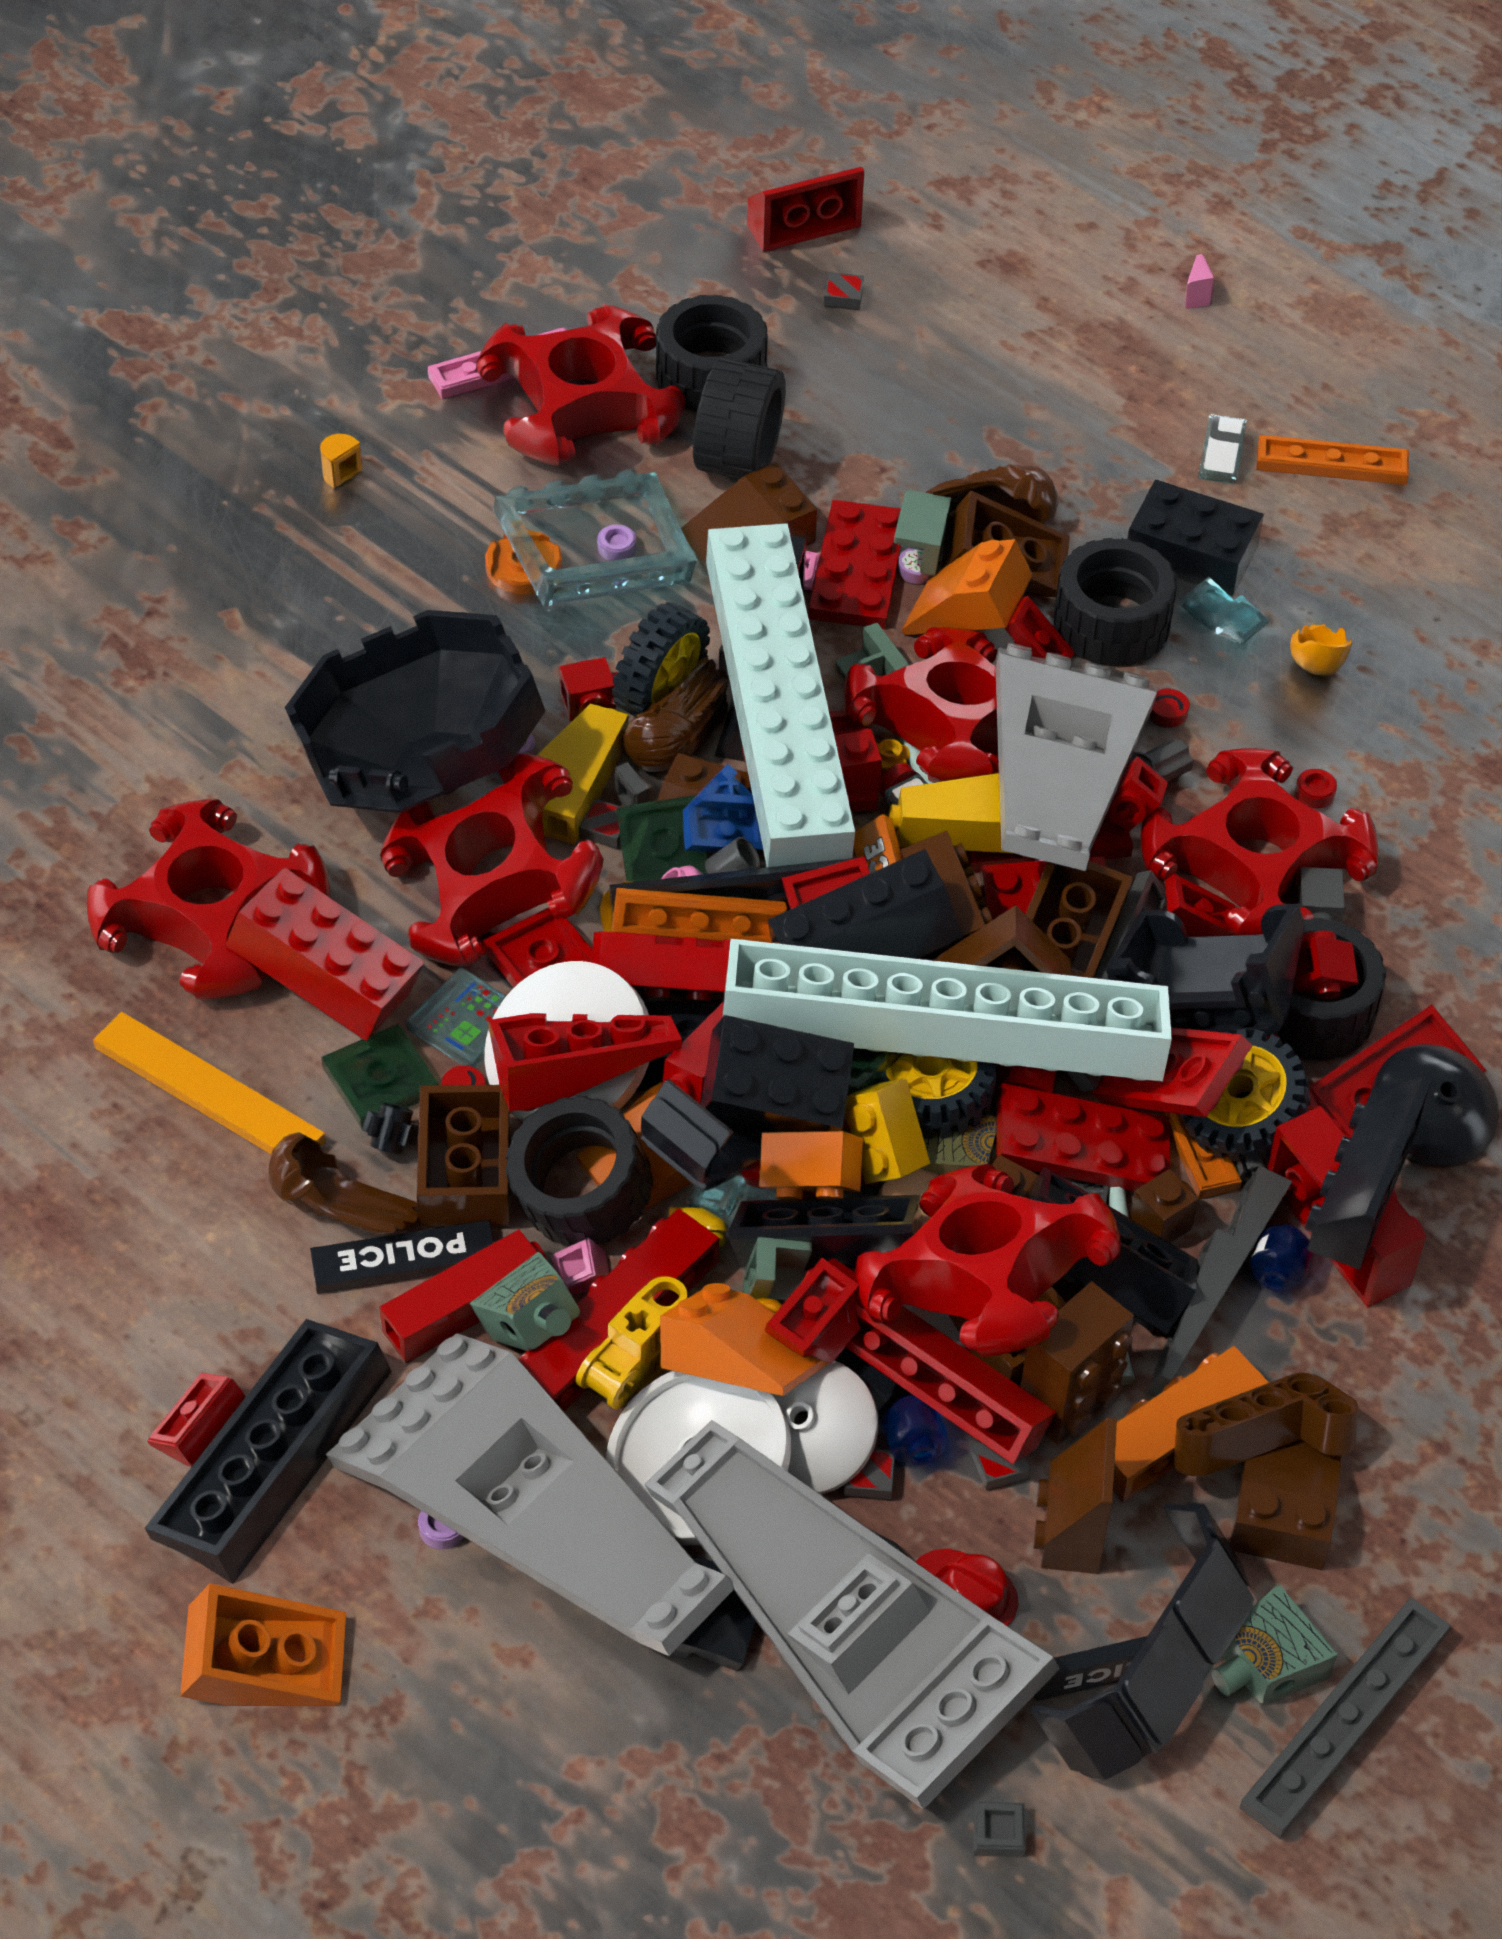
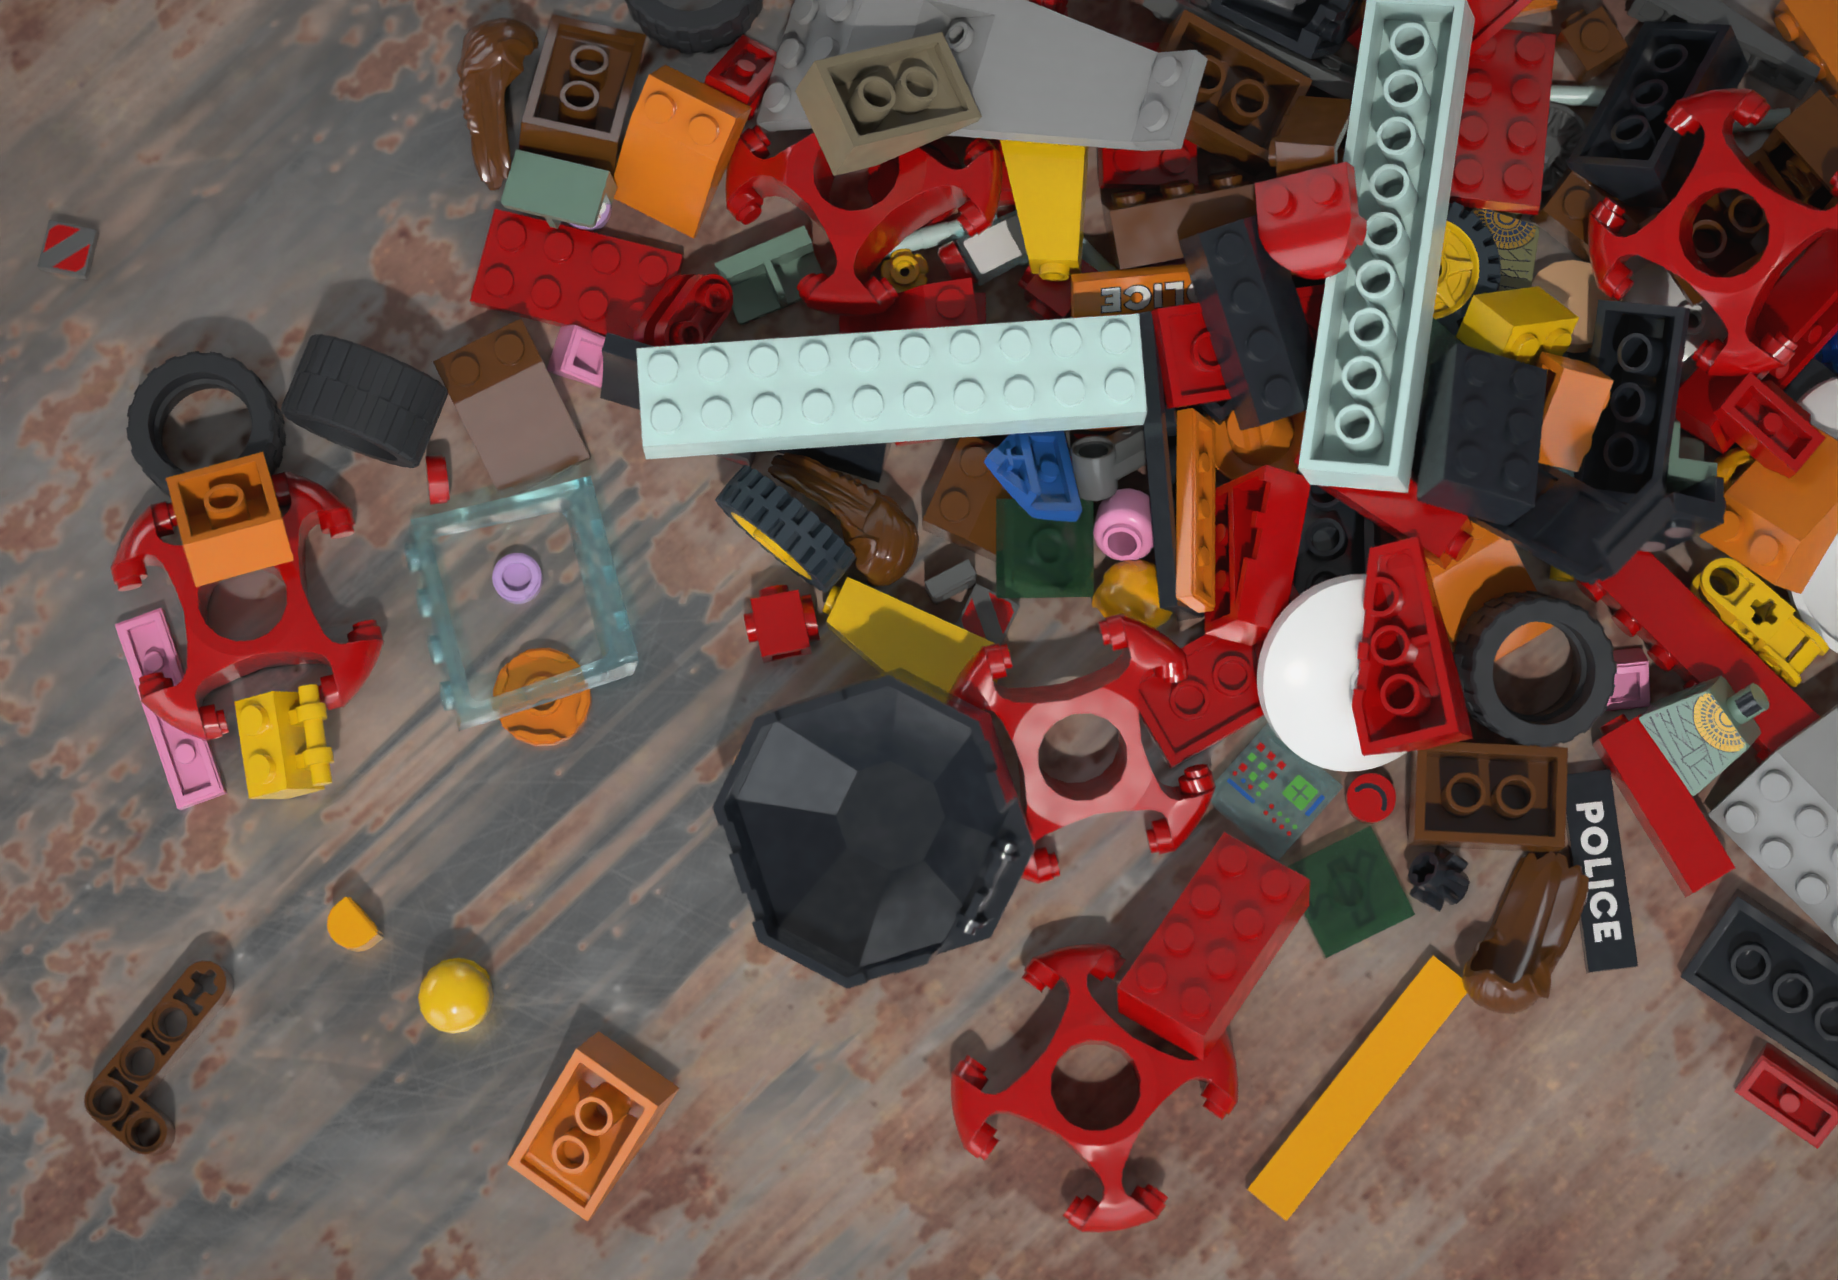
camera: 80 degrees left, 30 degrees up
(189, 600) = (592, 1124): none -> orange slope
(239, 357) = (166, 1051): none -> reddish brown beam
(281, 514) = (456, 995): none -> yellow helmet
(474, 405) = (284, 743): none -> yellow brick
(636, 333) = (229, 519): none -> orange brick
(688, 486) = (437, 479): none -> red tile
(716, 1253) = (1696, 511): none -> black bracket
(834, 609) = (685, 311): none -> red brick
(949, 933) = (1311, 220): none -> red slope
(1015, 671) = (885, 101): none -> dark tan slope

